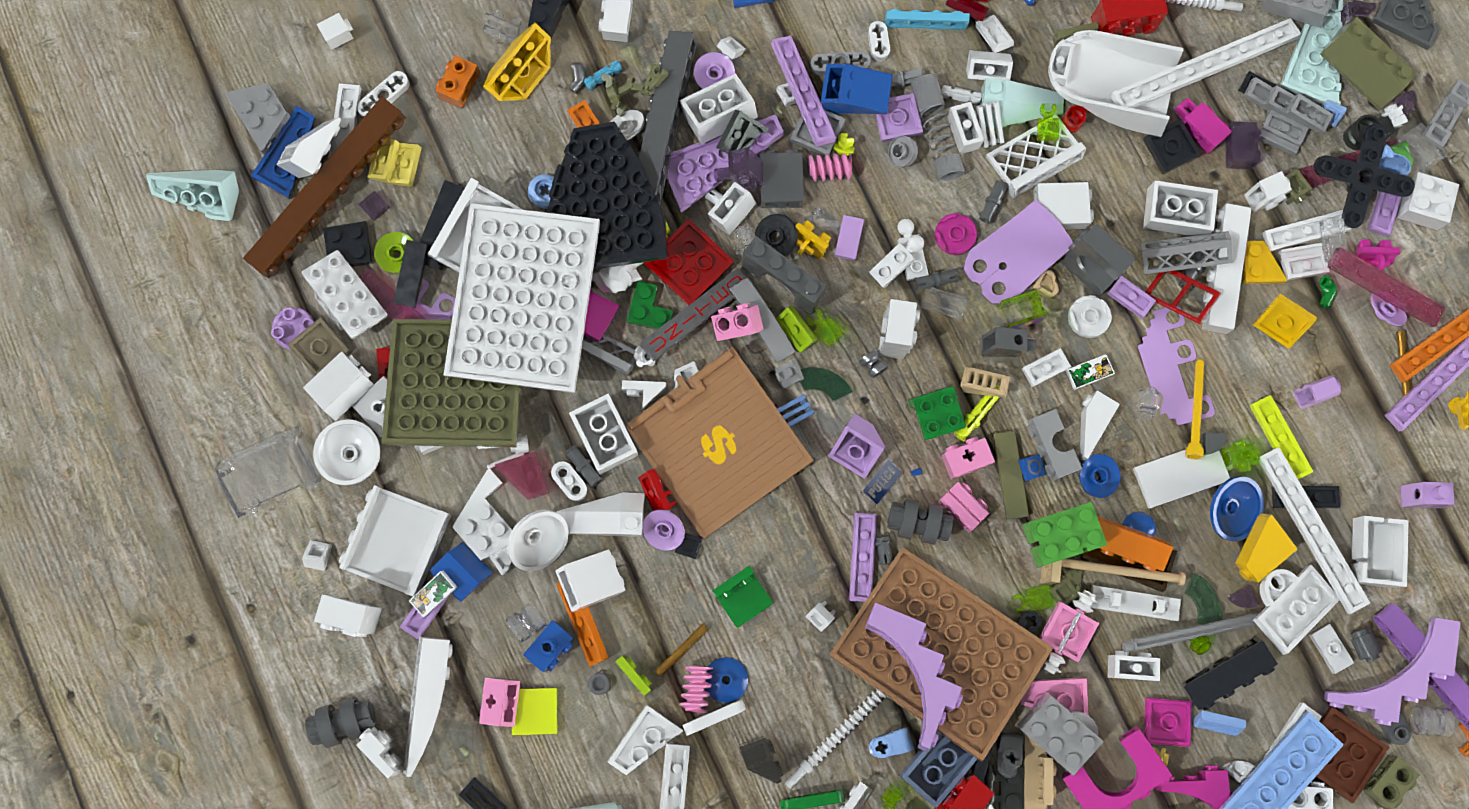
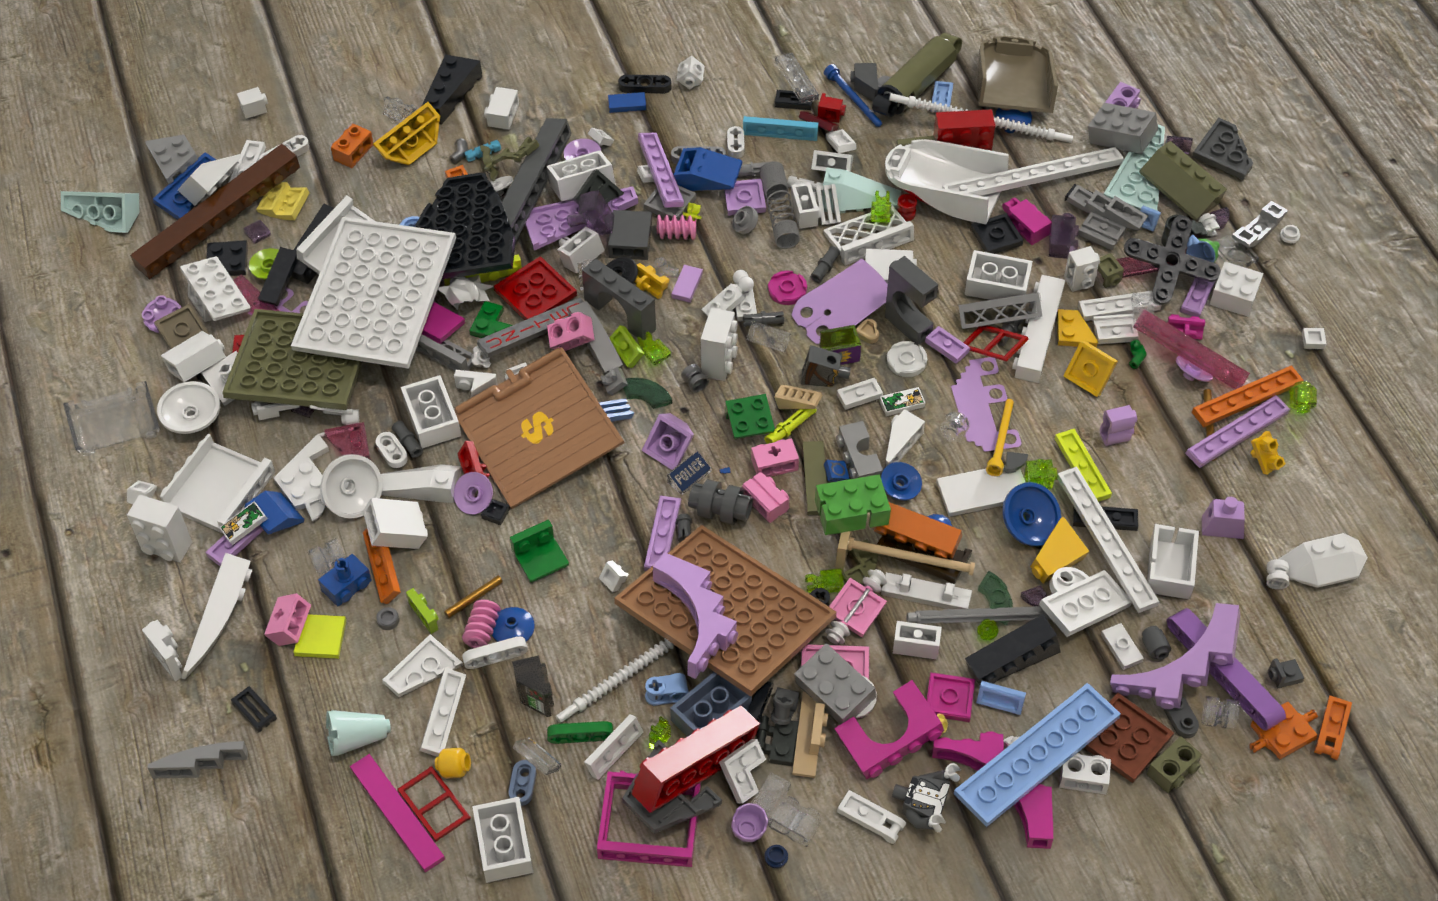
camera: 10 degrees right, 25 degrees down
(331, 725) = (121, 624): dark grey piece -> none

